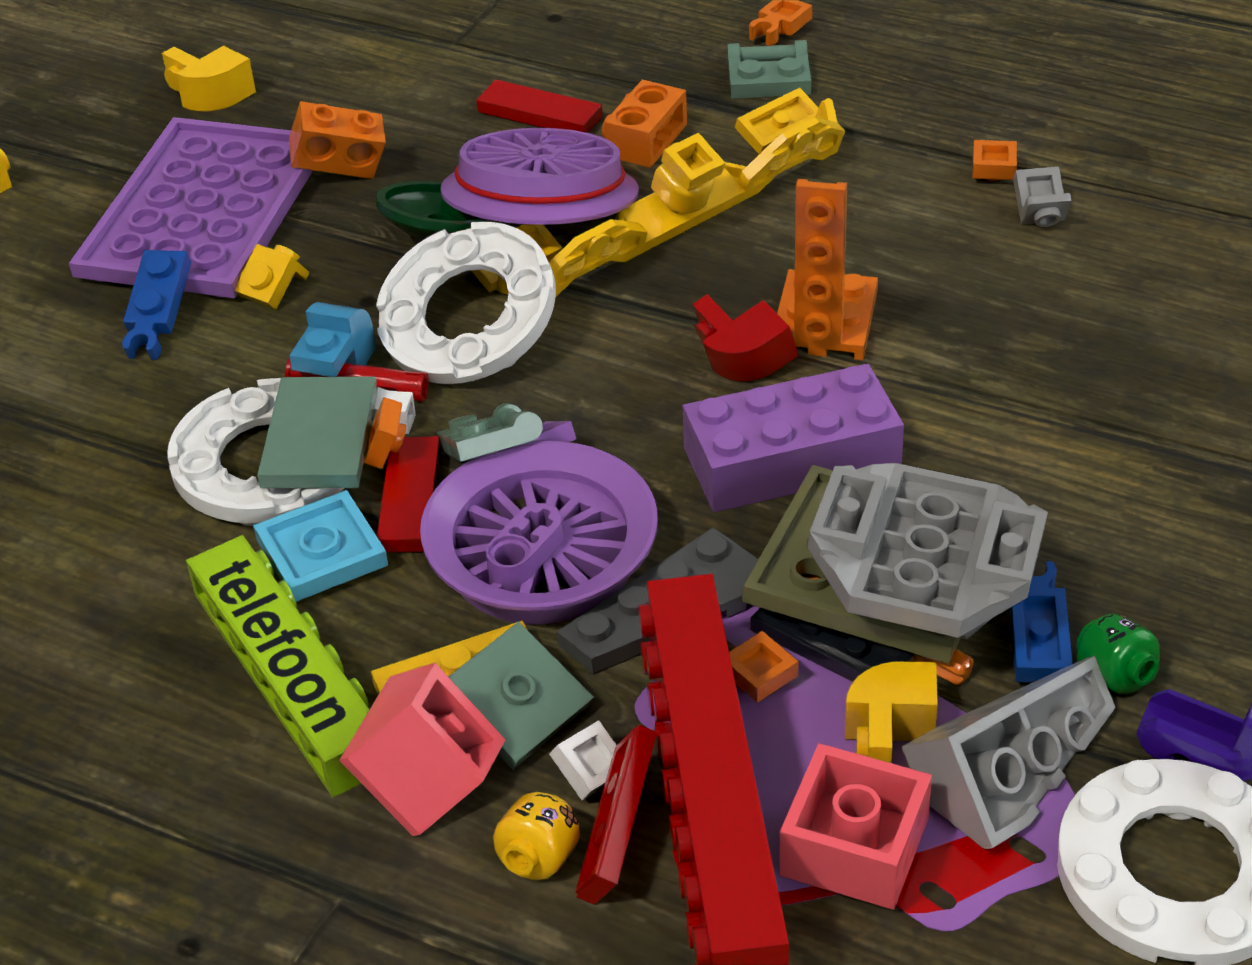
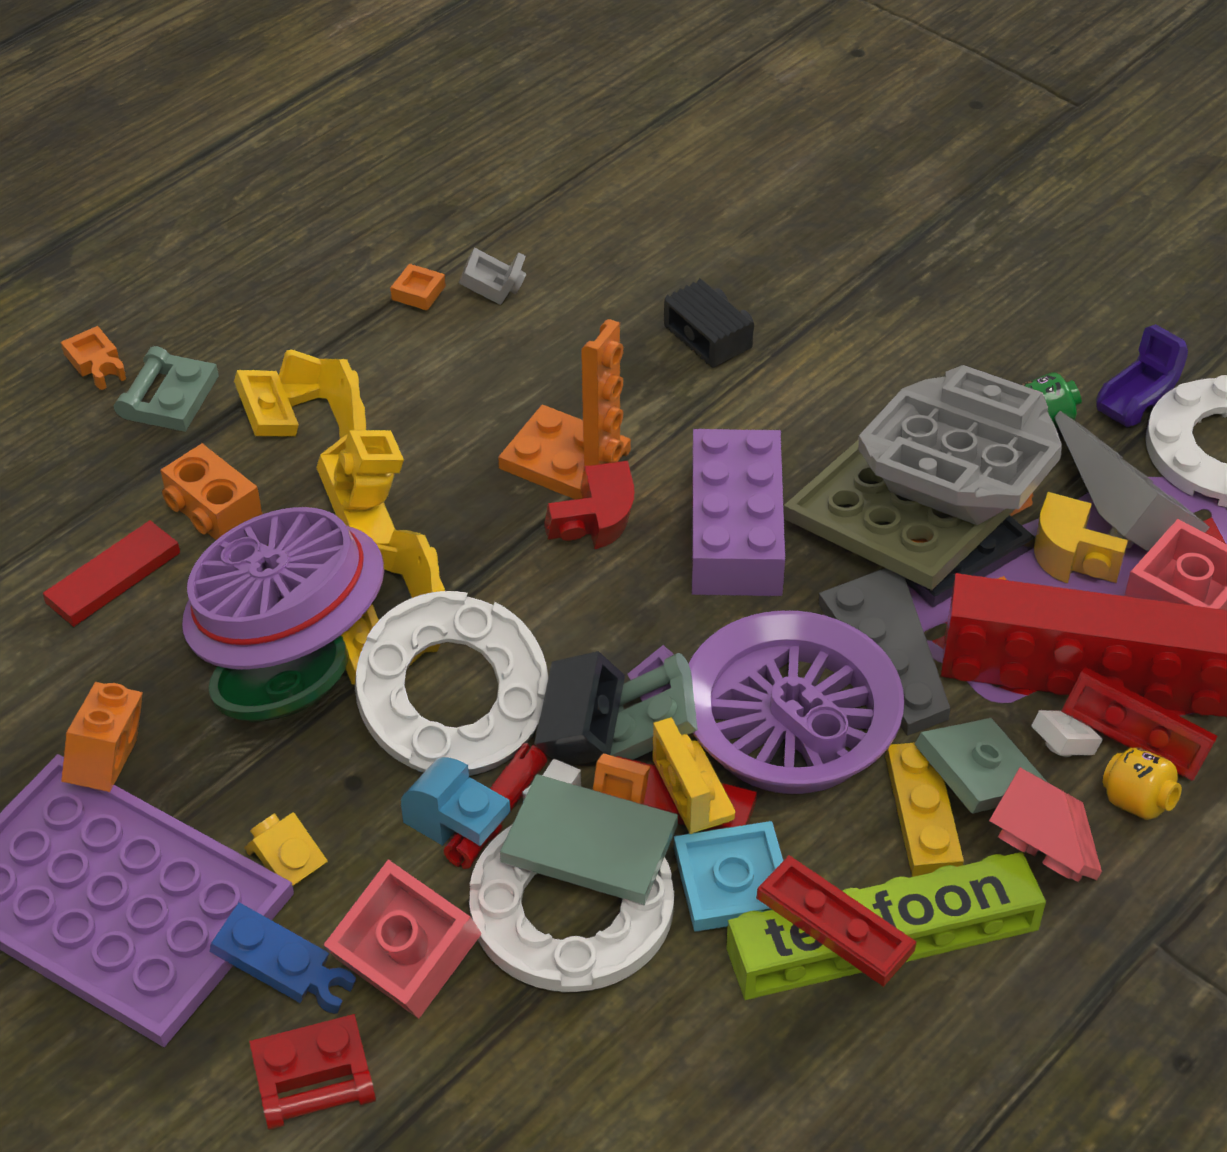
camera: 75 degrees left, 5 degrees up
(73, 346) = (308, 1058): none -> red plate
(175, 349) = (403, 938): none -> coral brick
(251, 602) = (836, 920): none -> red tile
(398, 468) = (690, 778): none -> yellow bracket
(466, 387) = (580, 709): none -> black brick
(1073, 356) = (708, 322): none -> black brick

